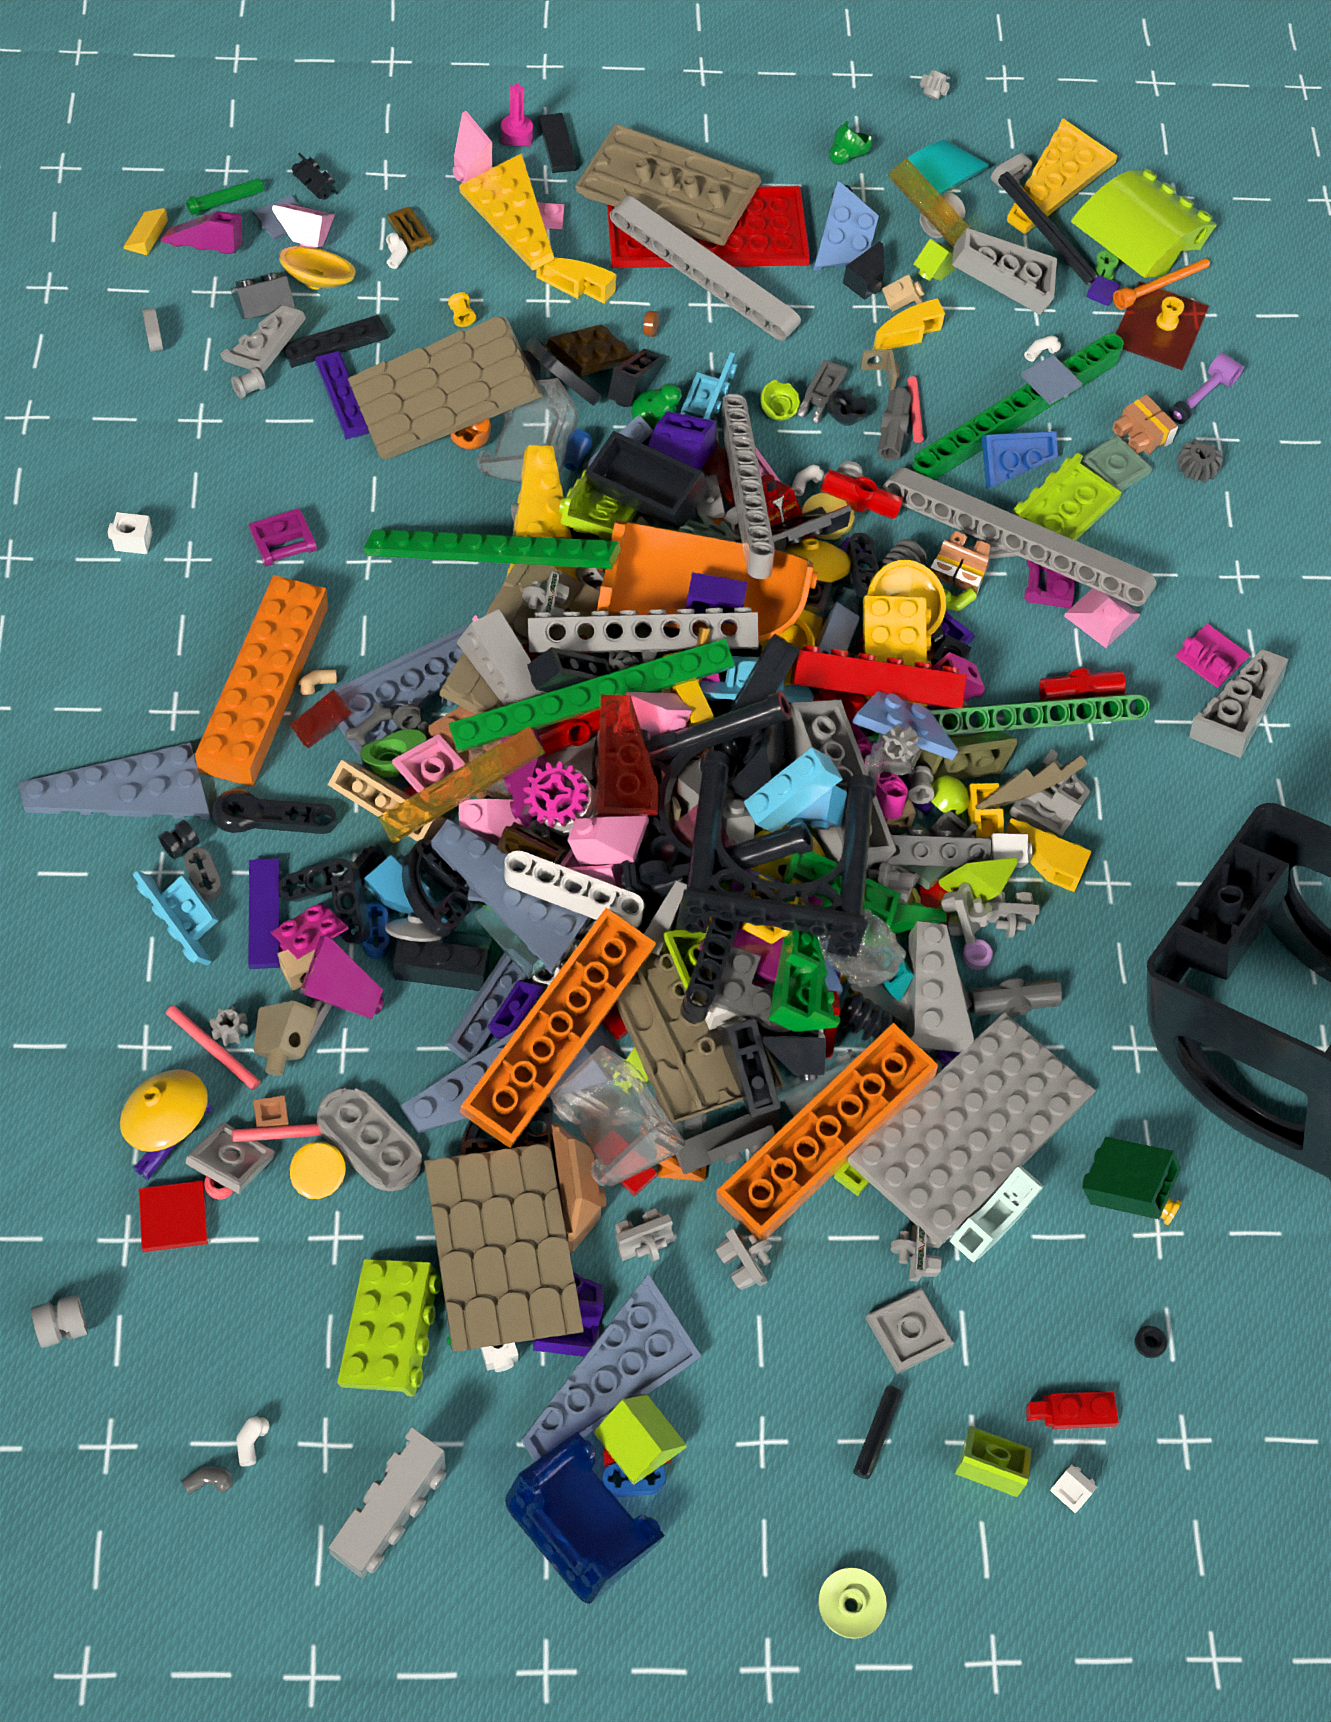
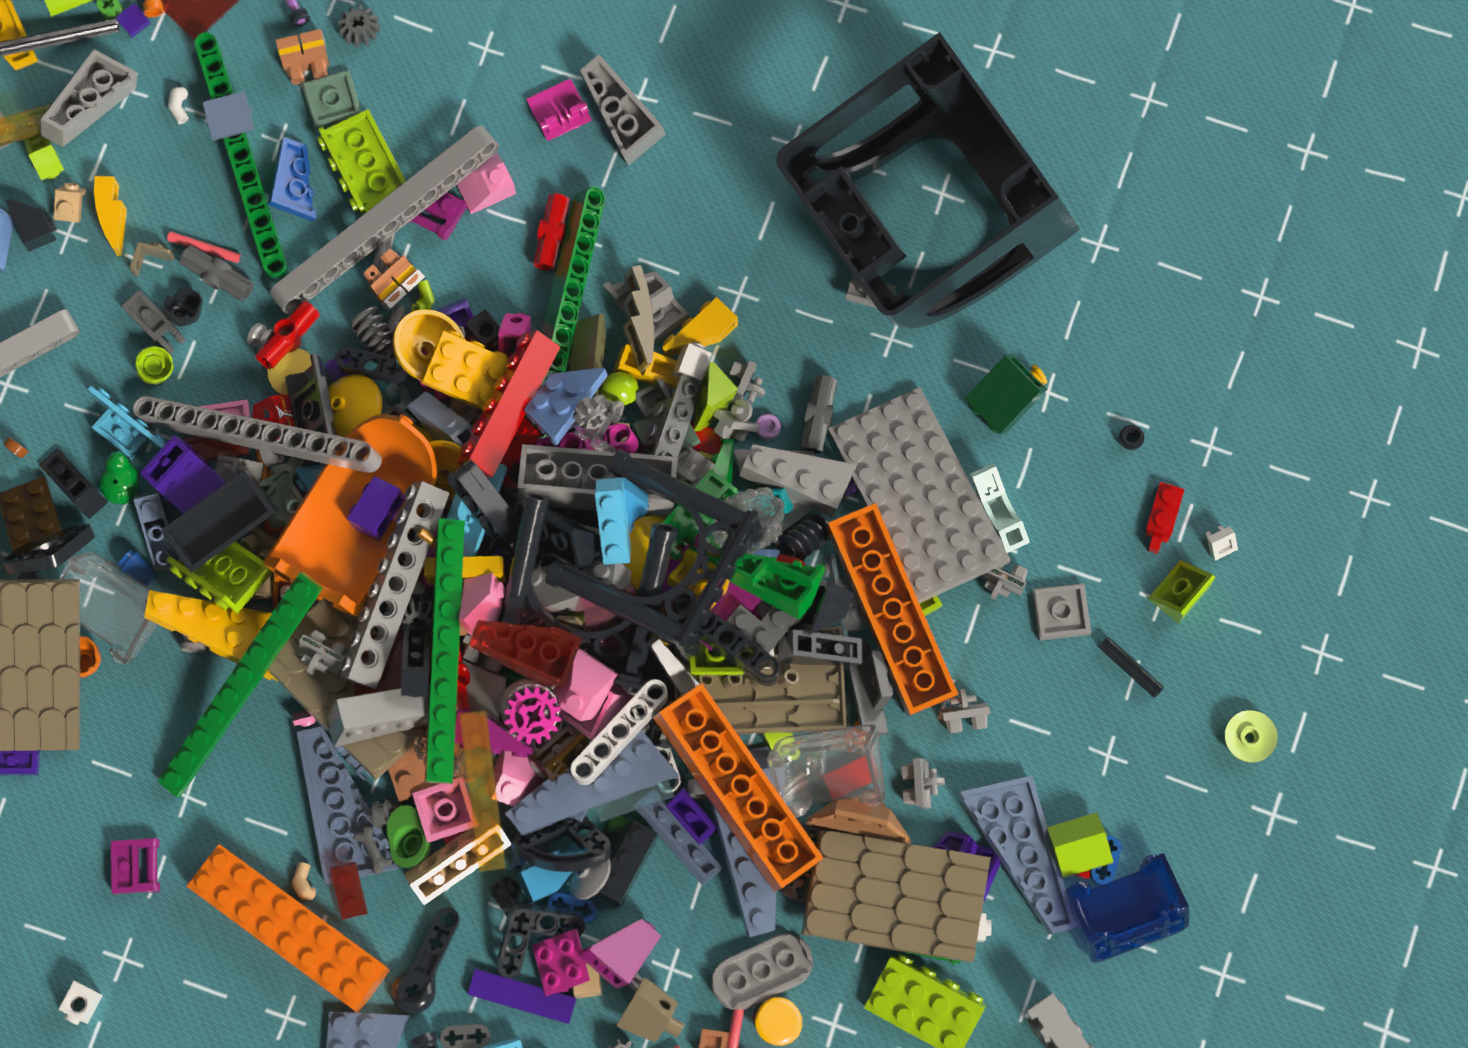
camera: 60 degrees left, 15 degrees up
(811, 472) = (243, 377): white arm -> none

